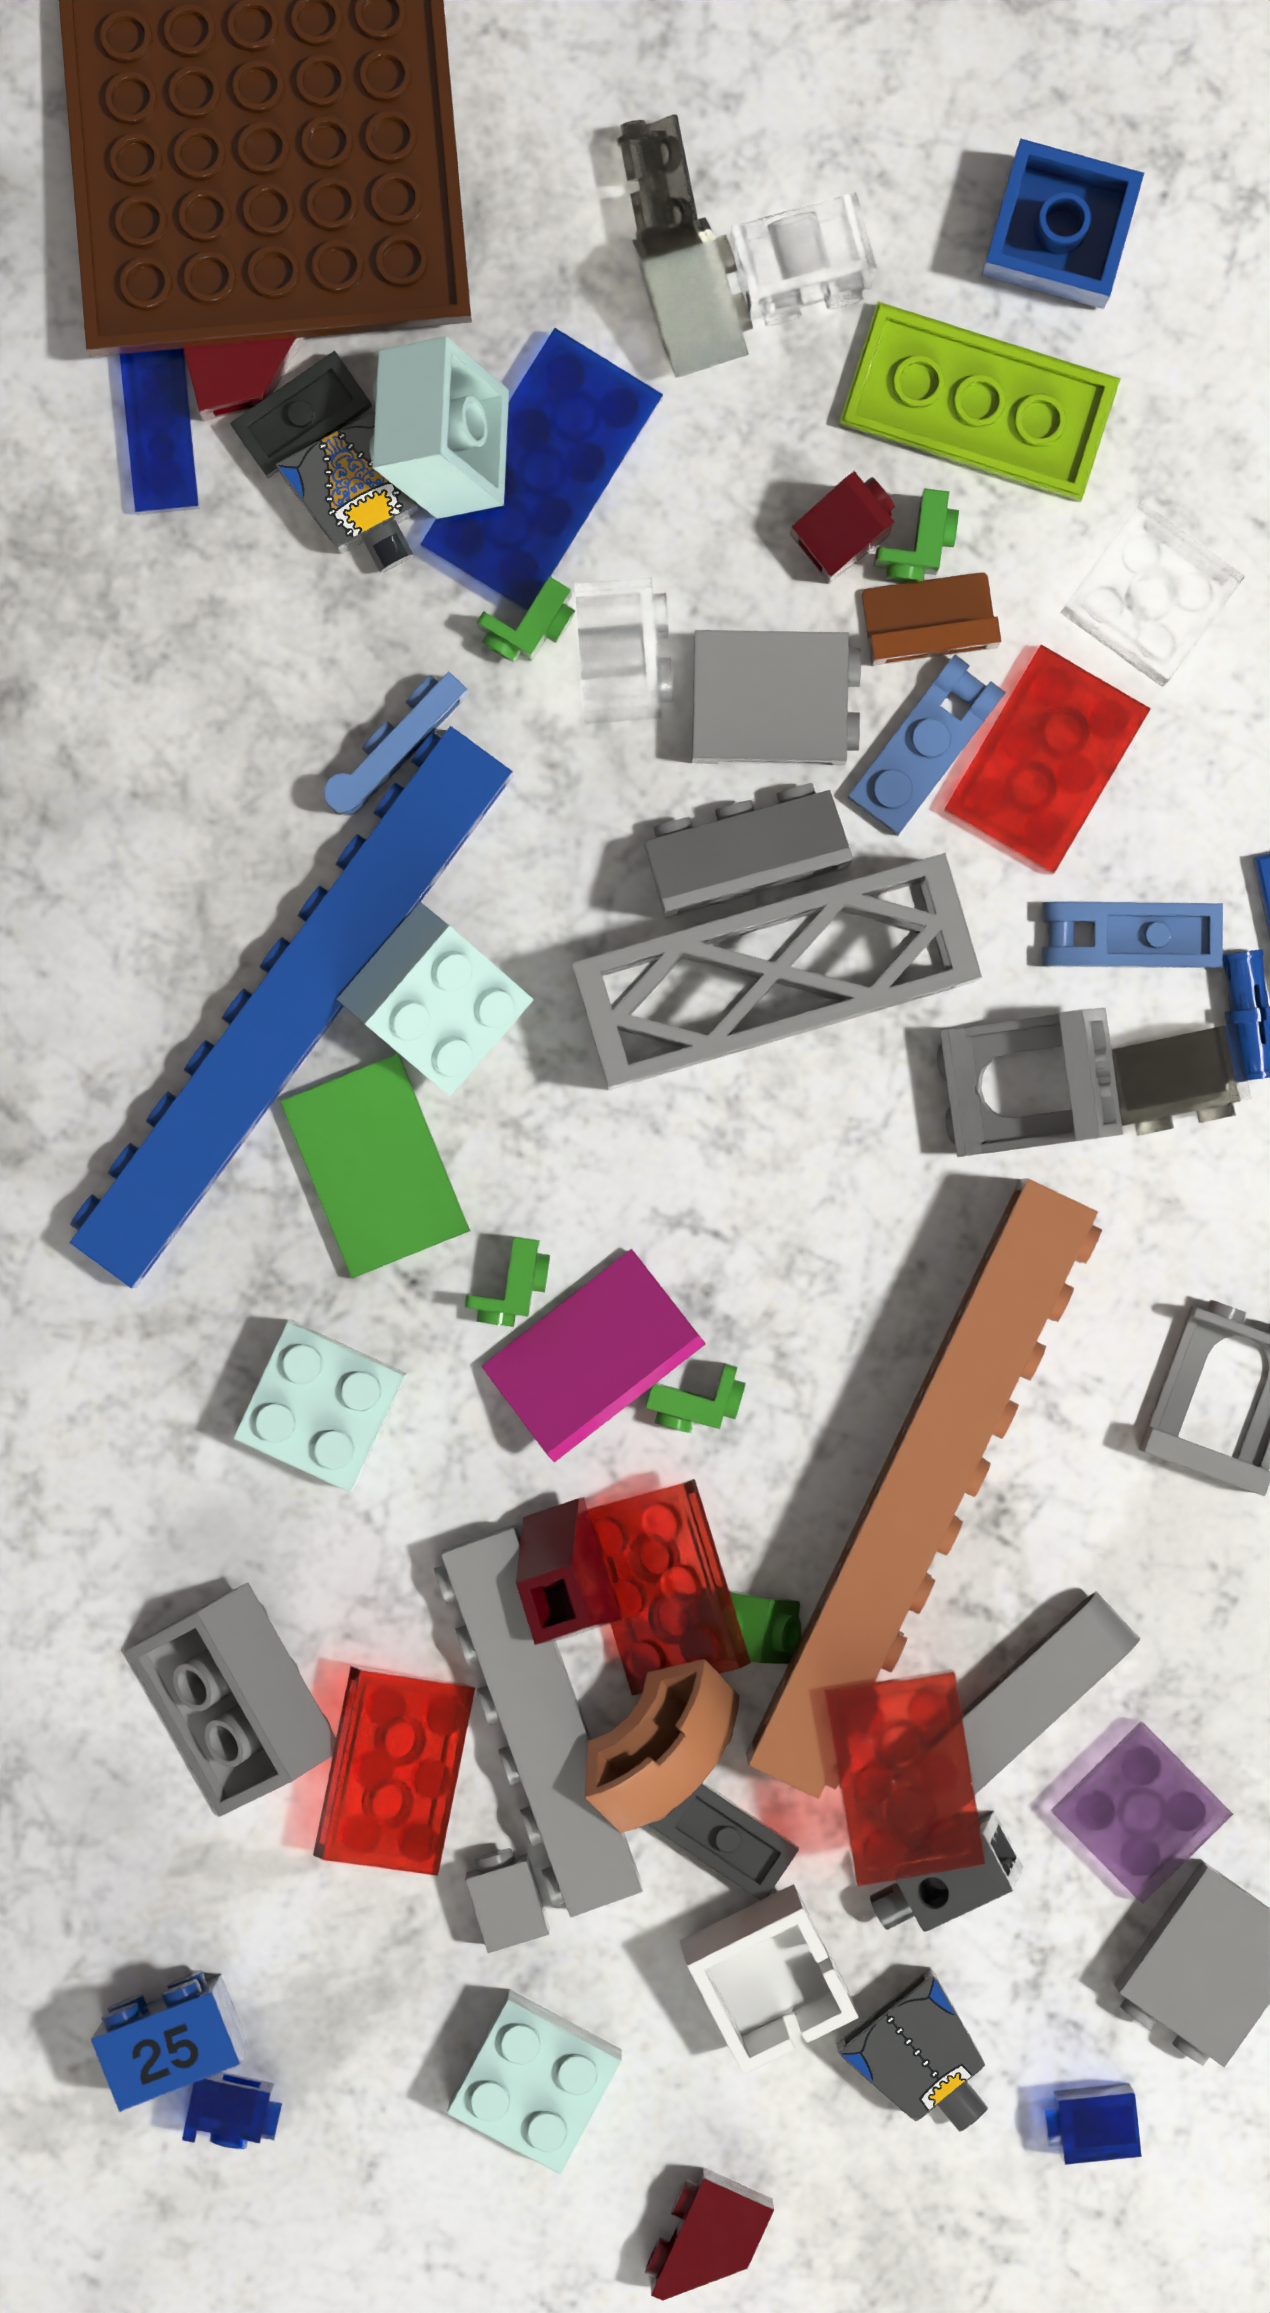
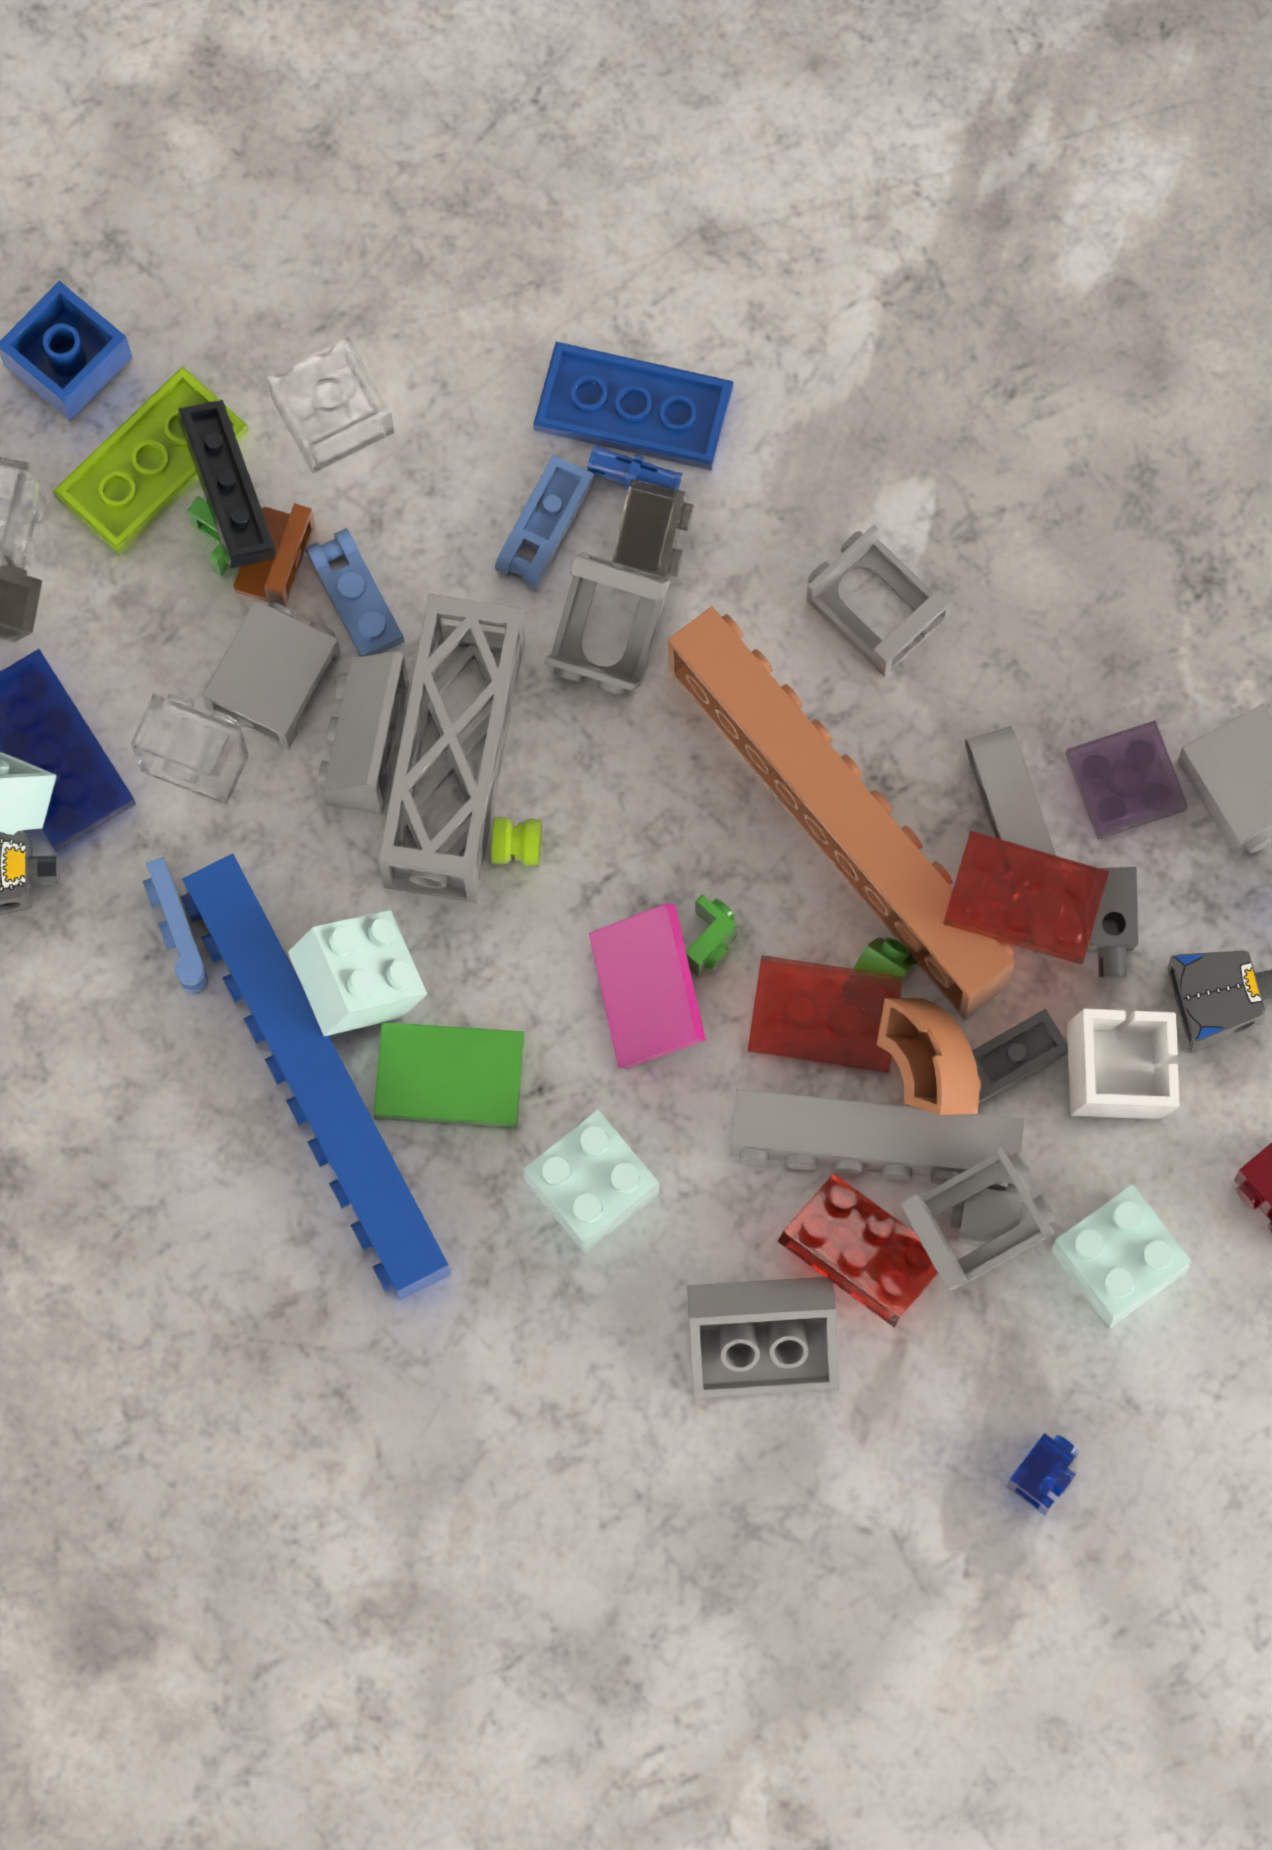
camera: 60 degrees left, 15 degrees down
(169, 2040) = (976, 1483): blue brick -> none
(414, 1897) = (996, 1169): none -> light grey panel
(526, 1274) = (572, 1009): bright green bracket -> none
(545, 619) = (145, 791): bright green bracket -> none
(563, 1574) = (783, 1068): dark red slope -> none
(702, 1105) = (516, 841): none -> lime wheel
(844, 525) = (184, 571): dark red slope -> none
(982, 519) = (226, 484): none -> black tile
(1047, 759) = (403, 524): clear red plate -> none

